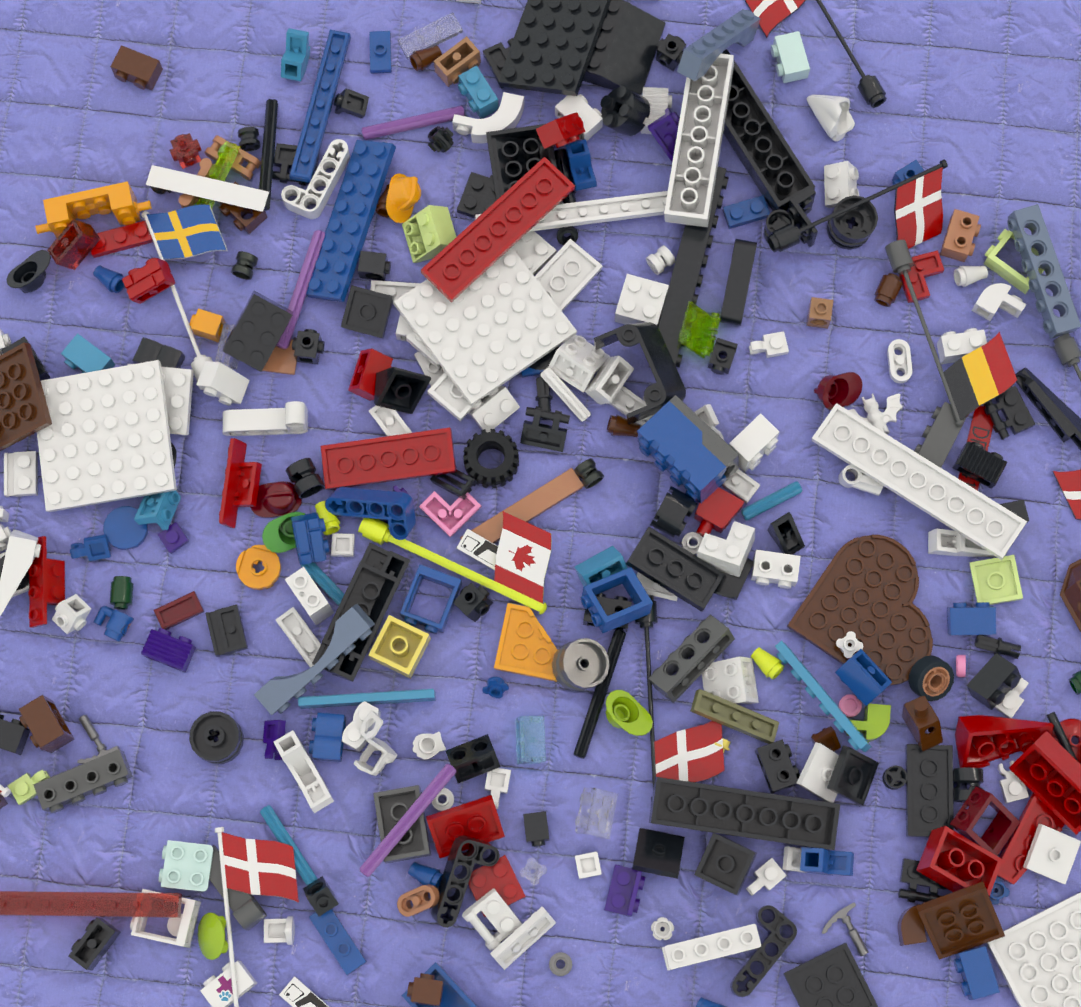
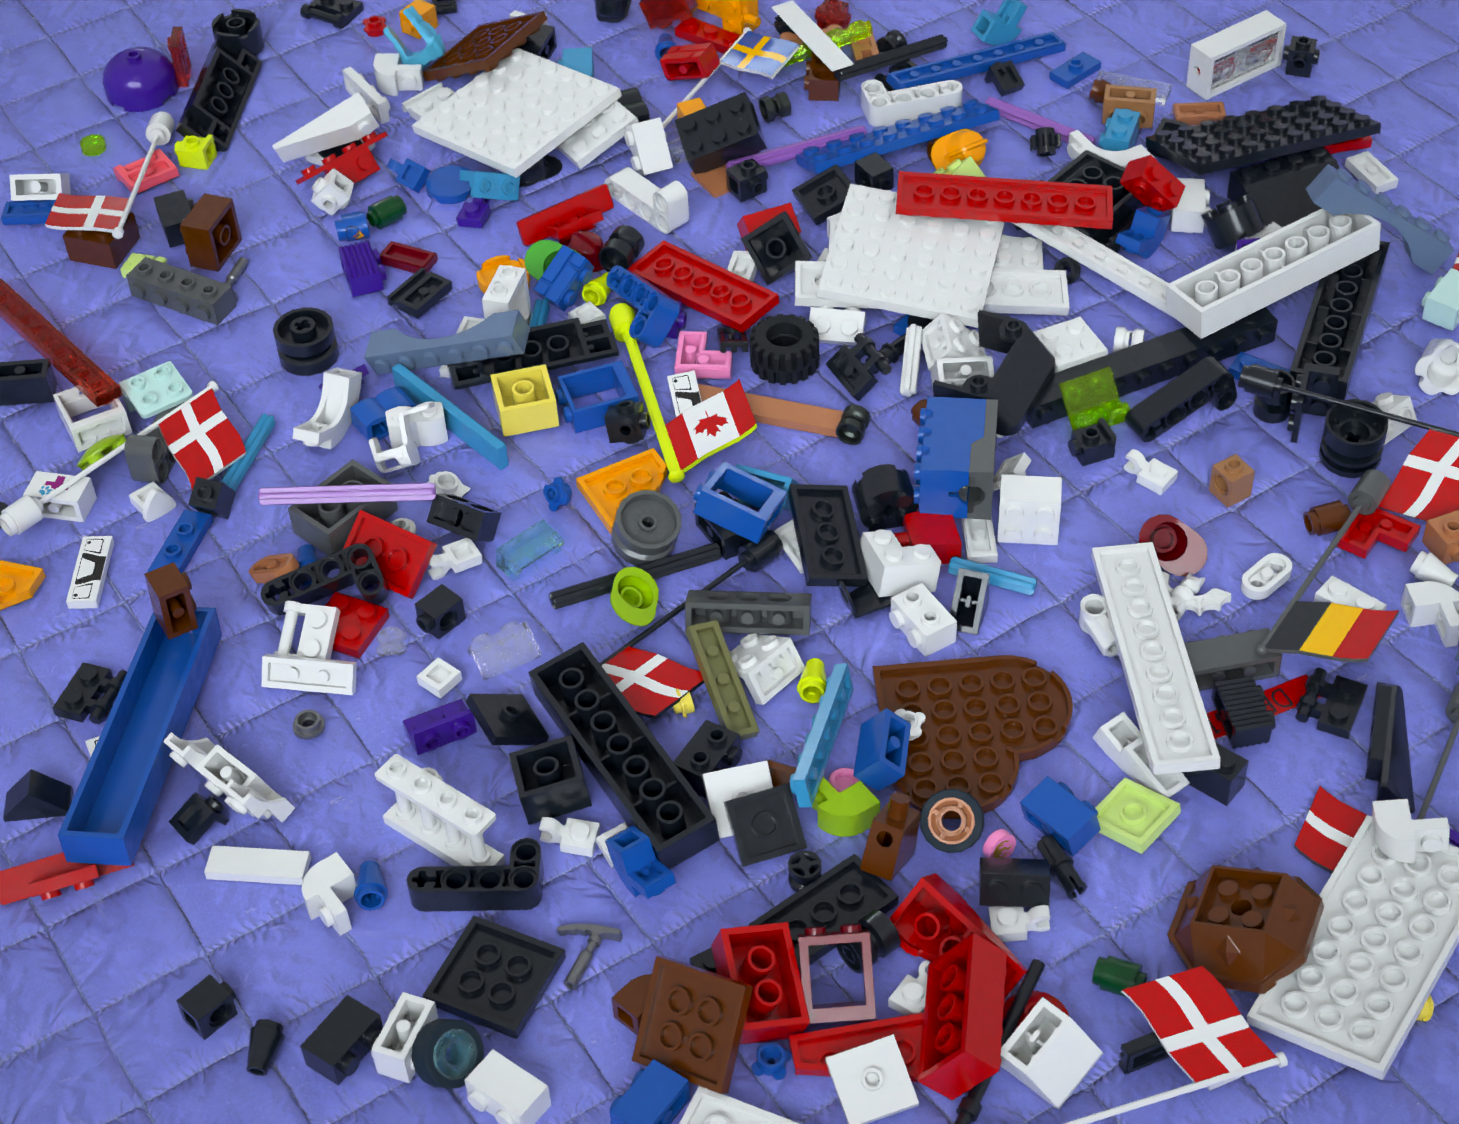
camera: 50 degrees right, 30 degrees down
(483, 35) = (1197, 112): none -> nougat tile

